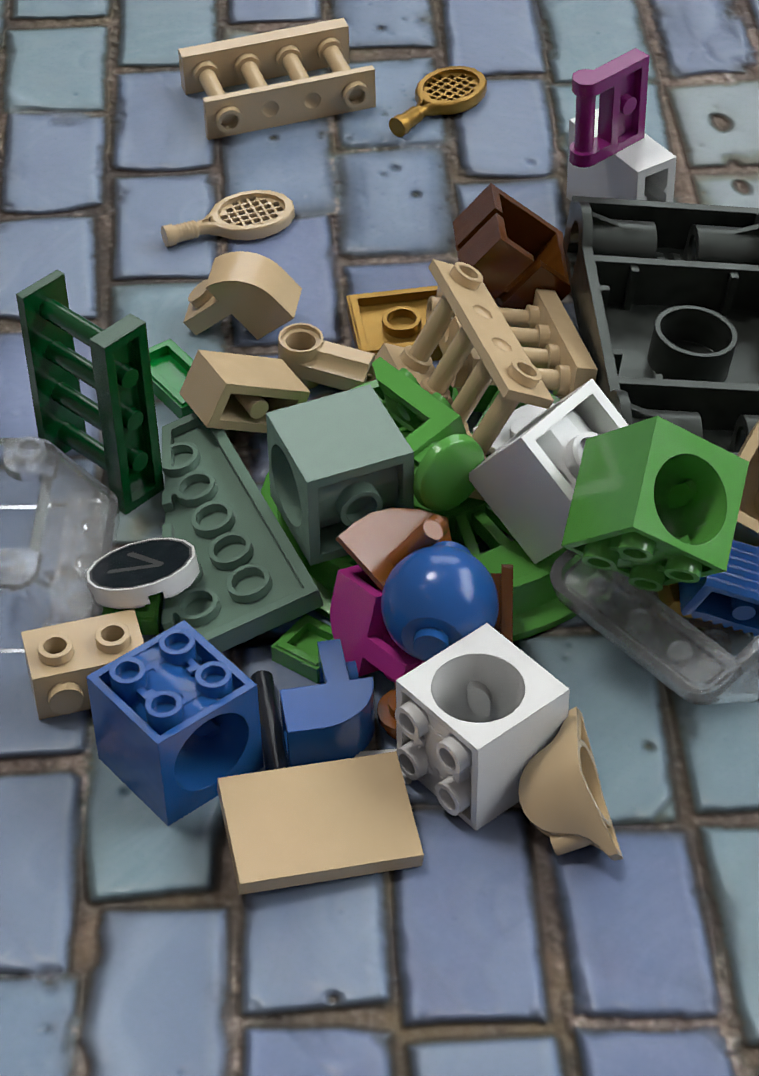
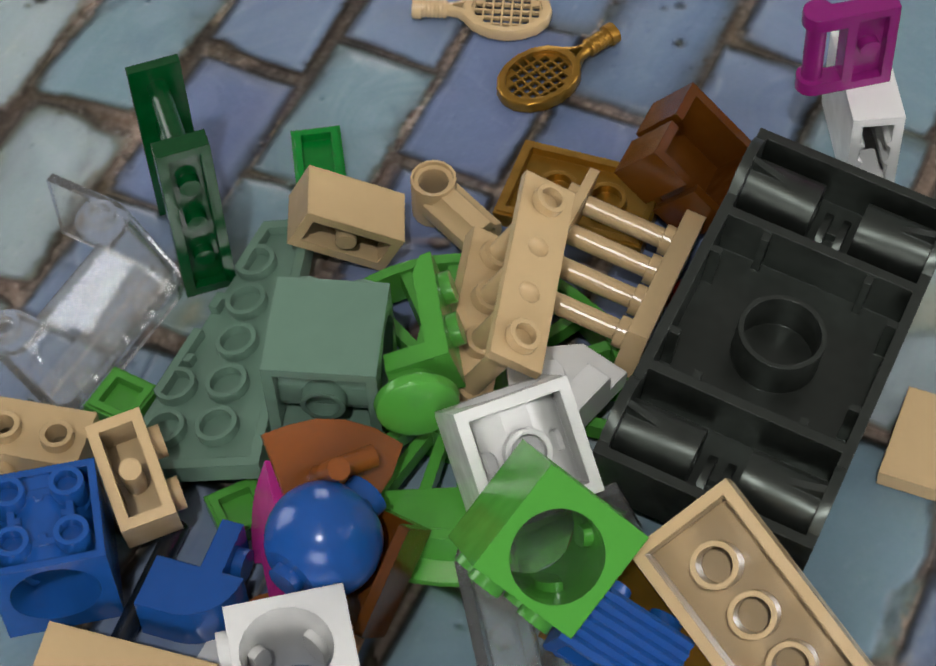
camera: 30 degrees right, 10 degrees up
(142, 569) = (130, 376): tile -> none
(223, 622) = (133, 477): none -> tan brick
(248, 288) = (428, 104): tan brick -> none
(331, 231) = (570, 56): none -> pearl gold piece

